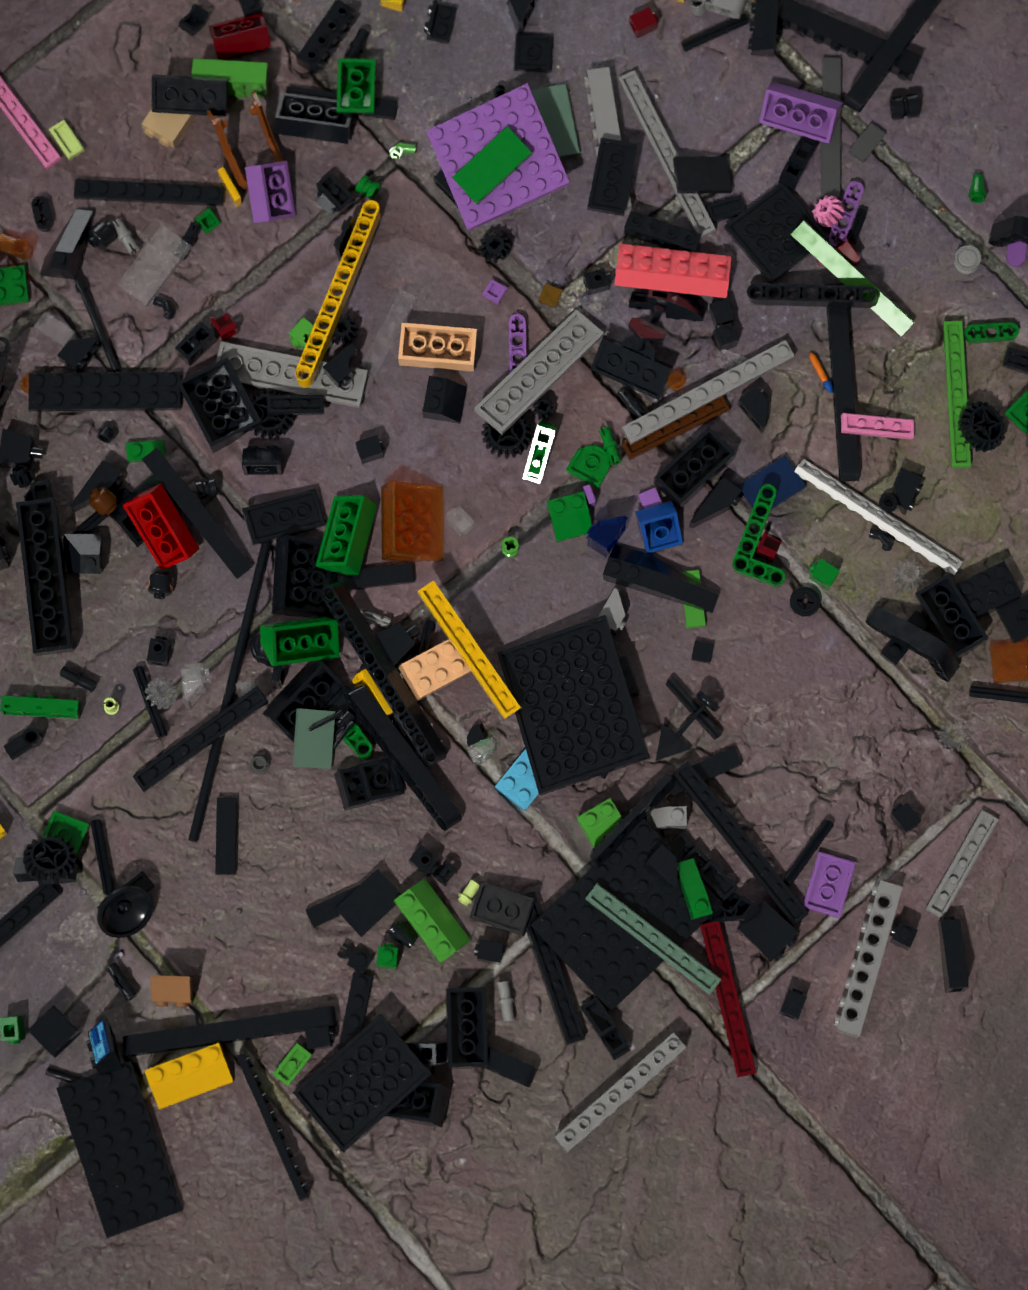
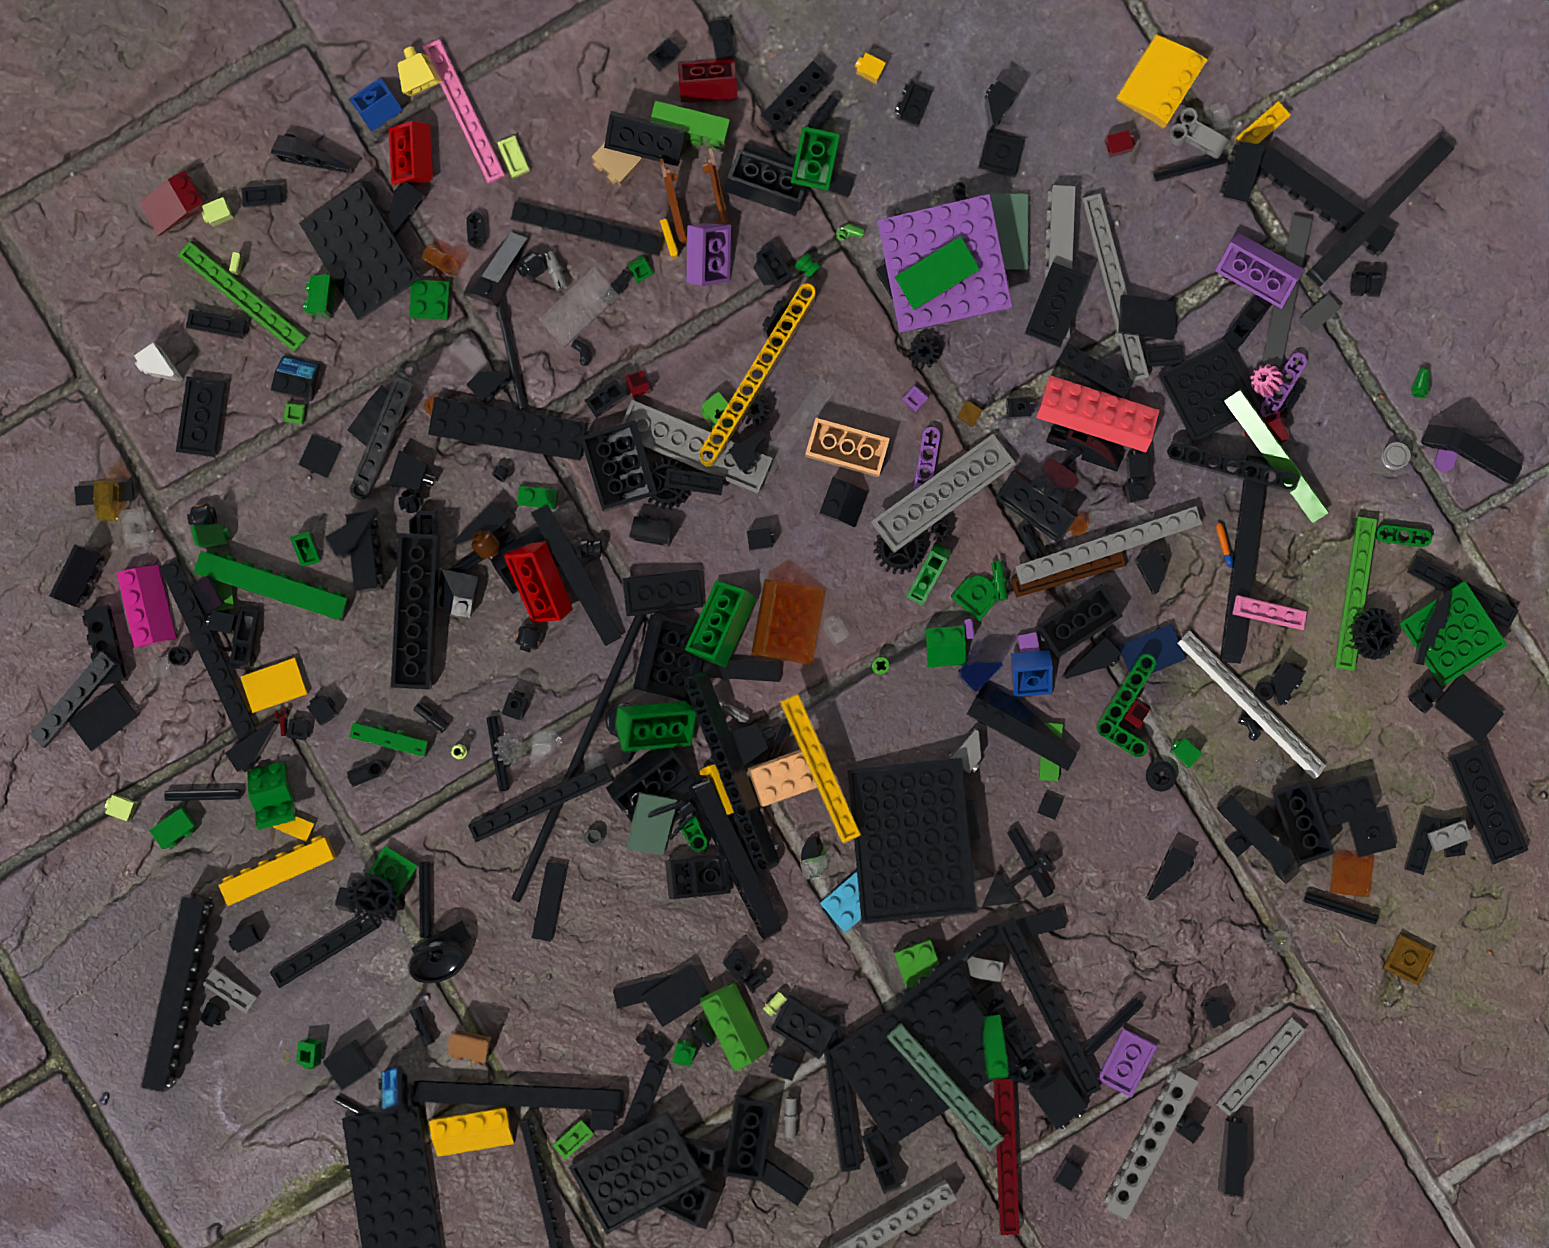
camera: 10 degrees right, 10 degrees up
(834, 687) = (1171, 870): none -> black slope

